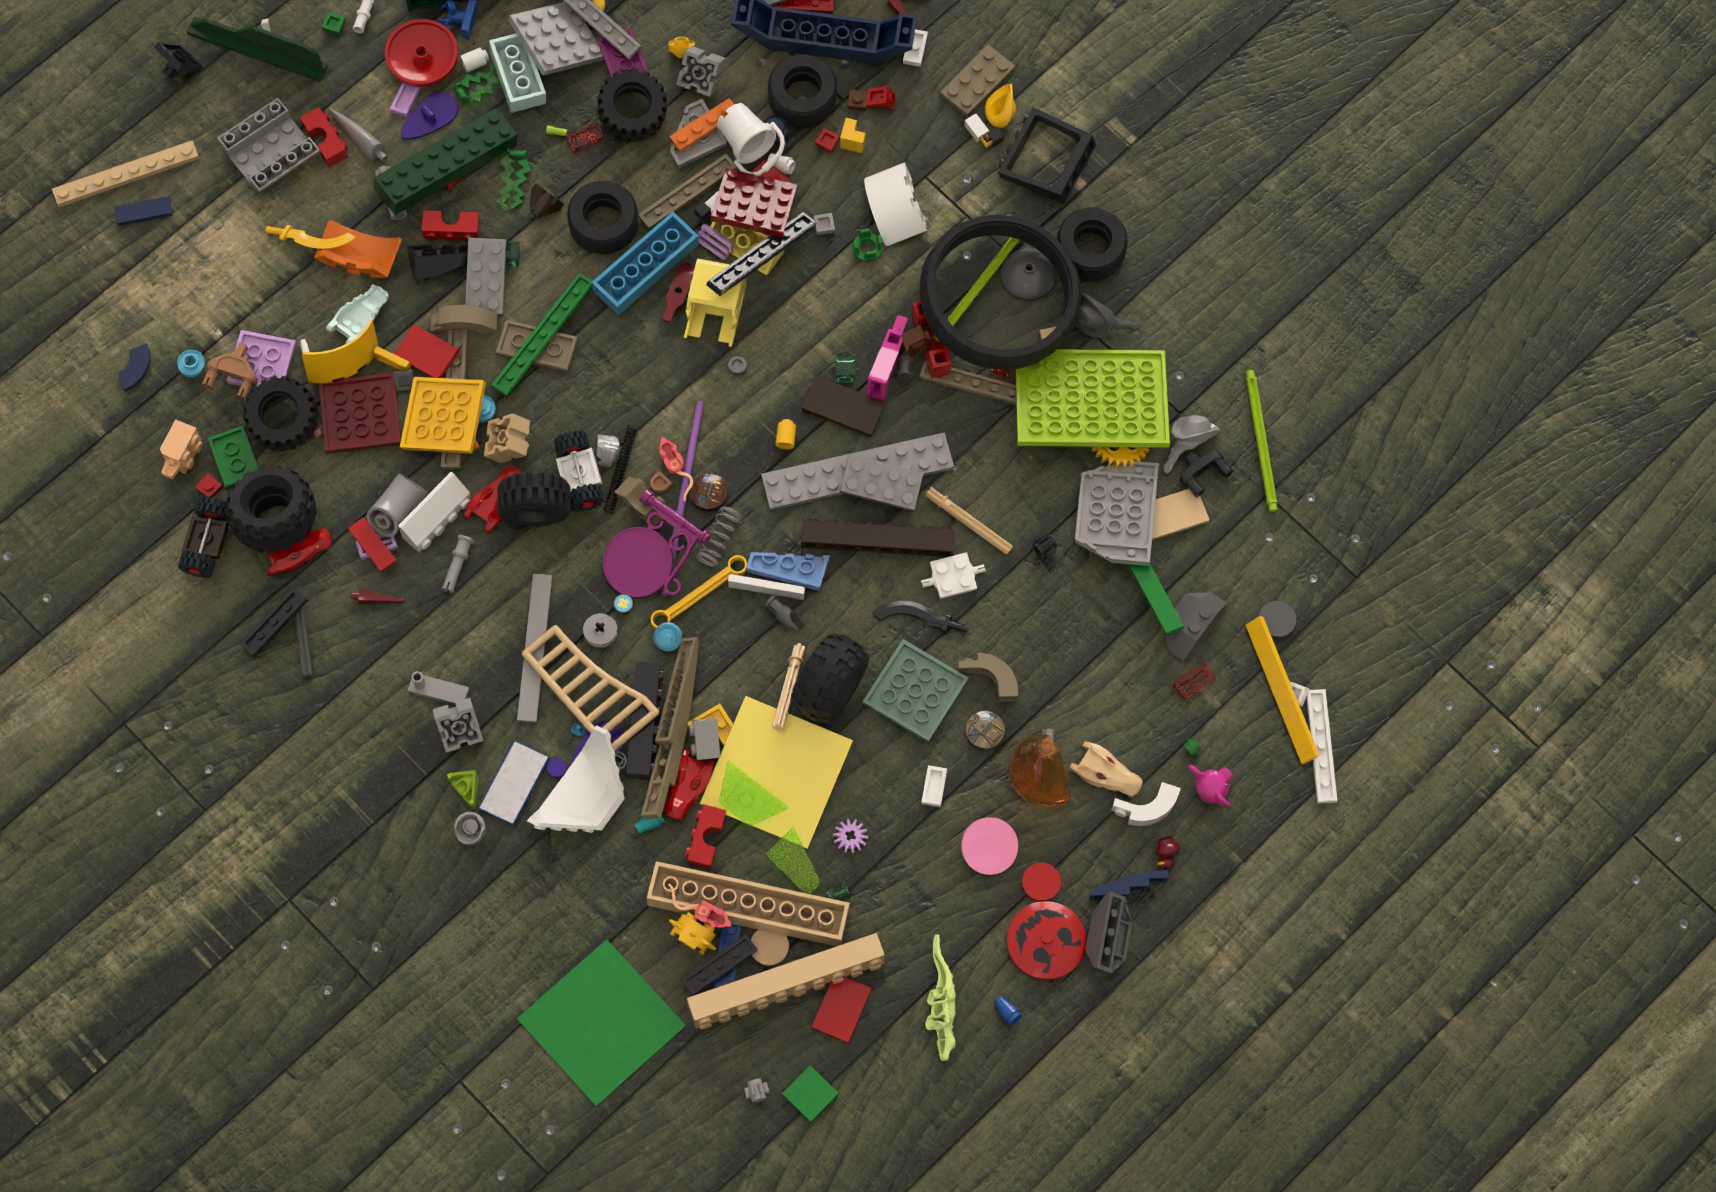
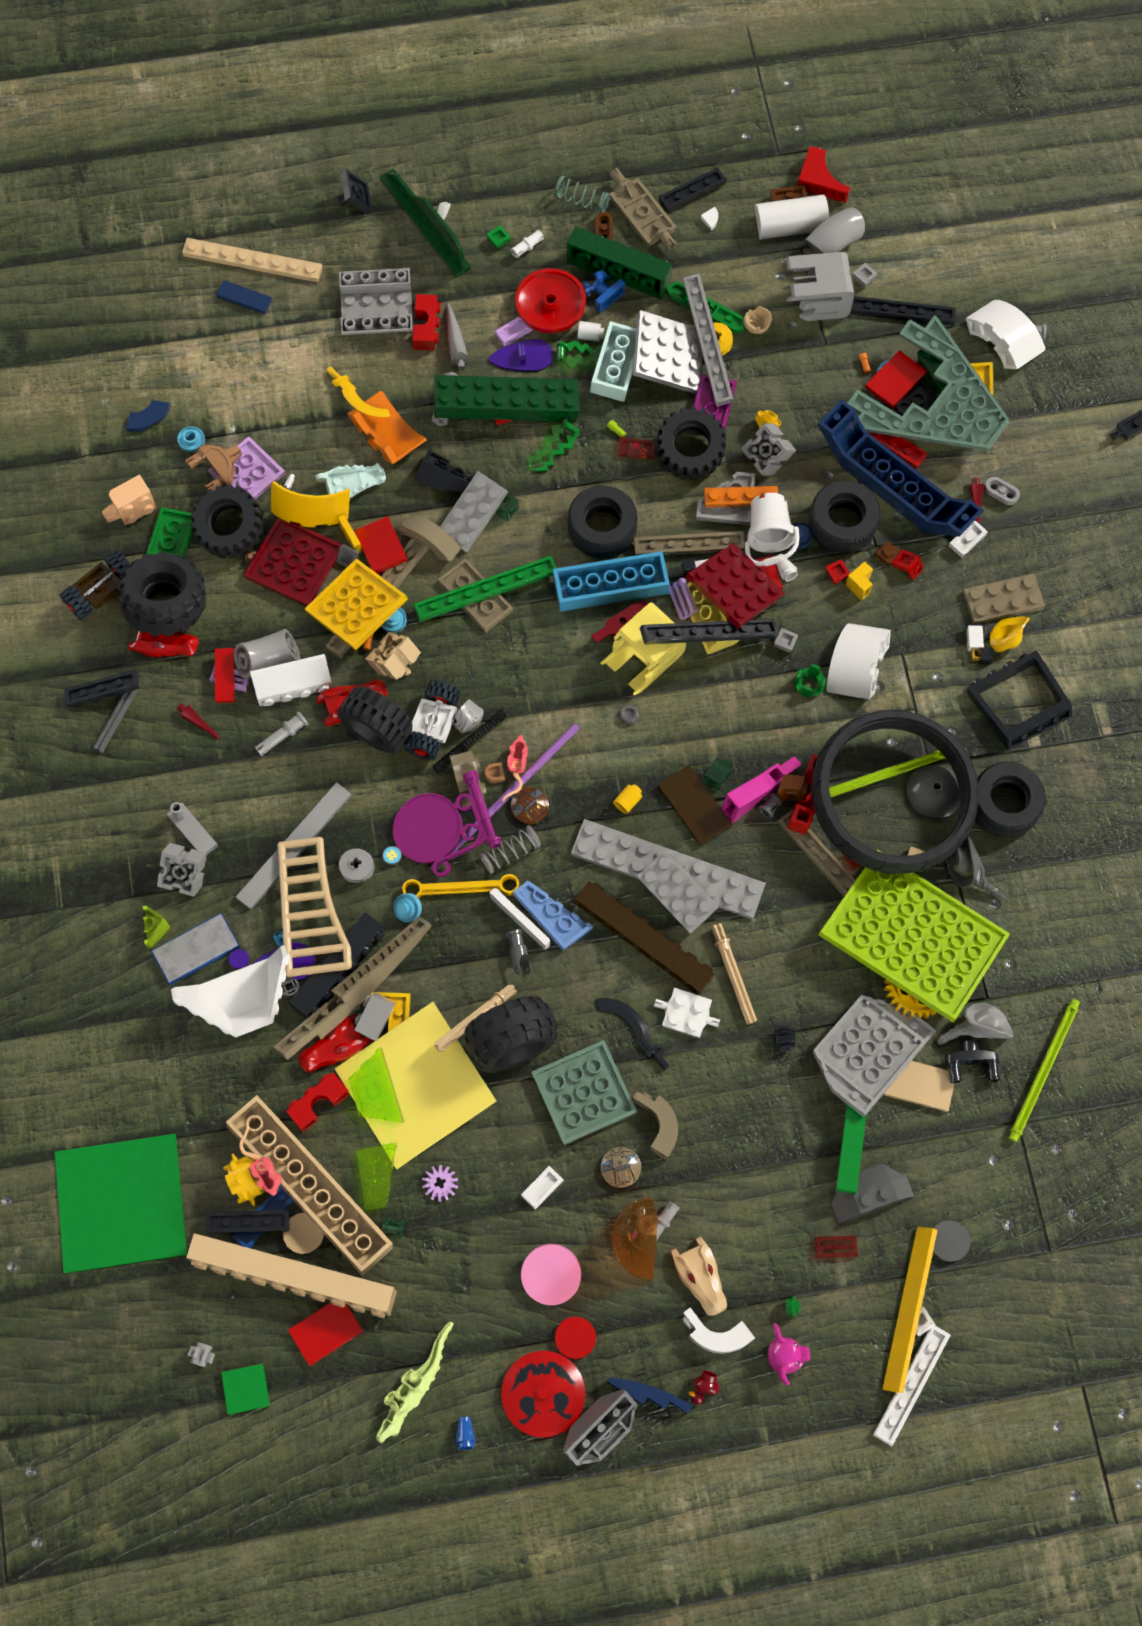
camera: 35 degrees right, 0 degrees up
(209, 486) = (134, 547): red plate -> none
(434, 227) = (486, 463): red arch -> none
(470, 828) = (130, 963): light grey hair -> none
(543, 202) = (562, 480): dark brown brick -> none
(648, 824) = (274, 1057): teal cone -> none

